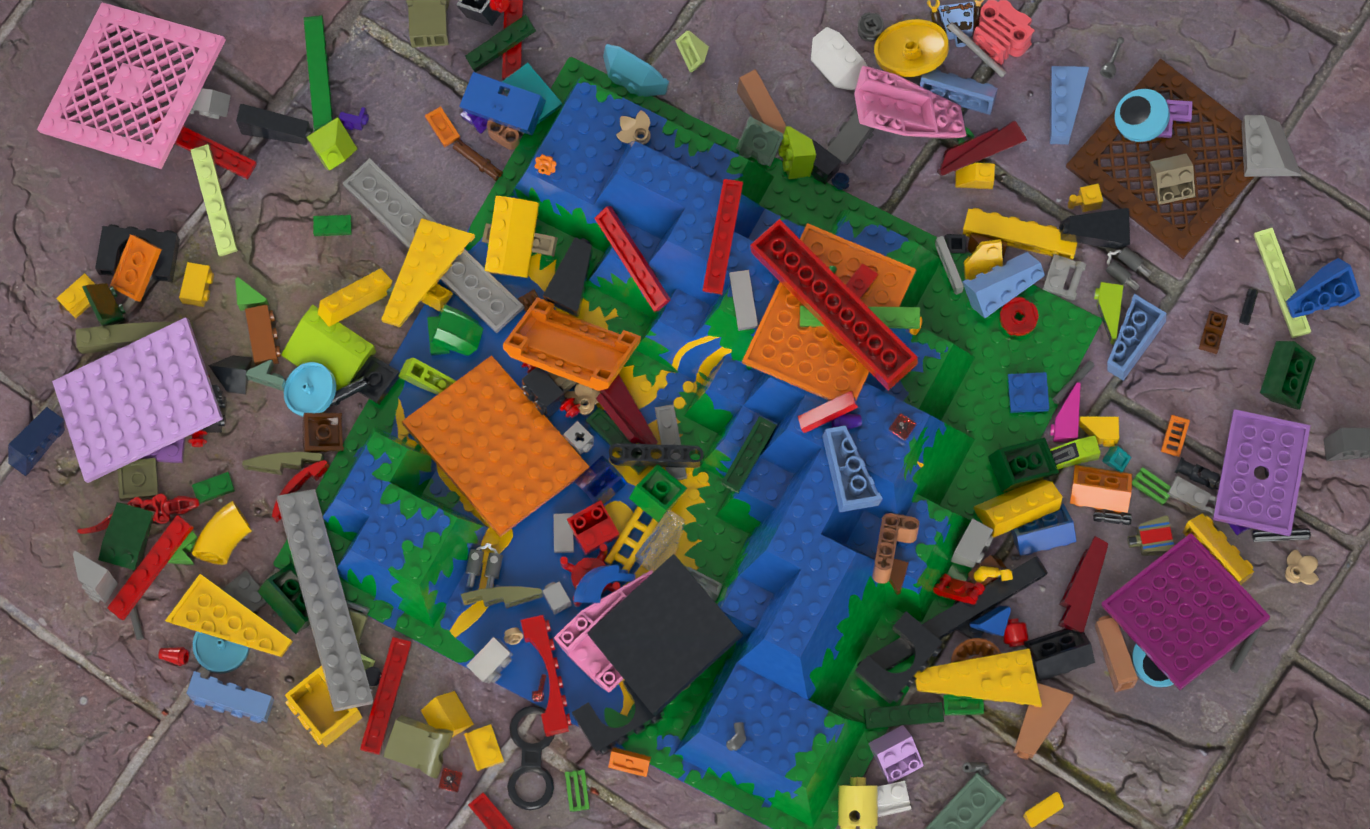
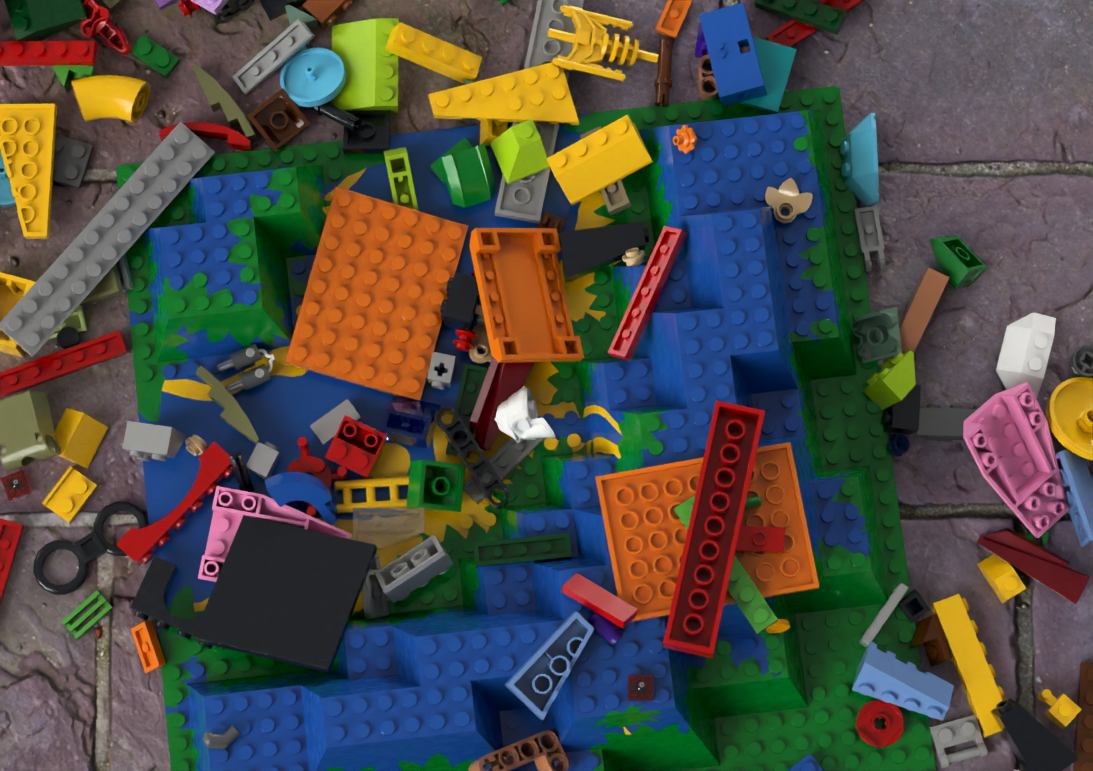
camera: 50 degrees right, 5 degrees up
(275, 406) = (273, 56): none -> light grey tile
(286, 598) = (87, 197): dark green slope -> none
(427, 190) = (593, 42): none -> yellow bar
(466, 285) = (520, 152): none -> lime slope
(538, 696) = (155, 512): clear red hand -> none
(554, 616) = (241, 472): none -> black axle
(595, 258) = (633, 257): none -> tan plate
(651, 406) = (520, 418): none -> white head
(687, 104) = (869, 235): none -> light grey hinge
(692, 50) = (932, 202): yellowish green slope -> none
(705, 543) = (414, 569): none -> light grey slope
(722, 236) = (716, 366): red plate -> none
(743, 300) = (663, 433): light grey tile -> none
(744, 60) = (957, 261): none -> green slope
(983, 259) = (913, 646): yellow plate -> none

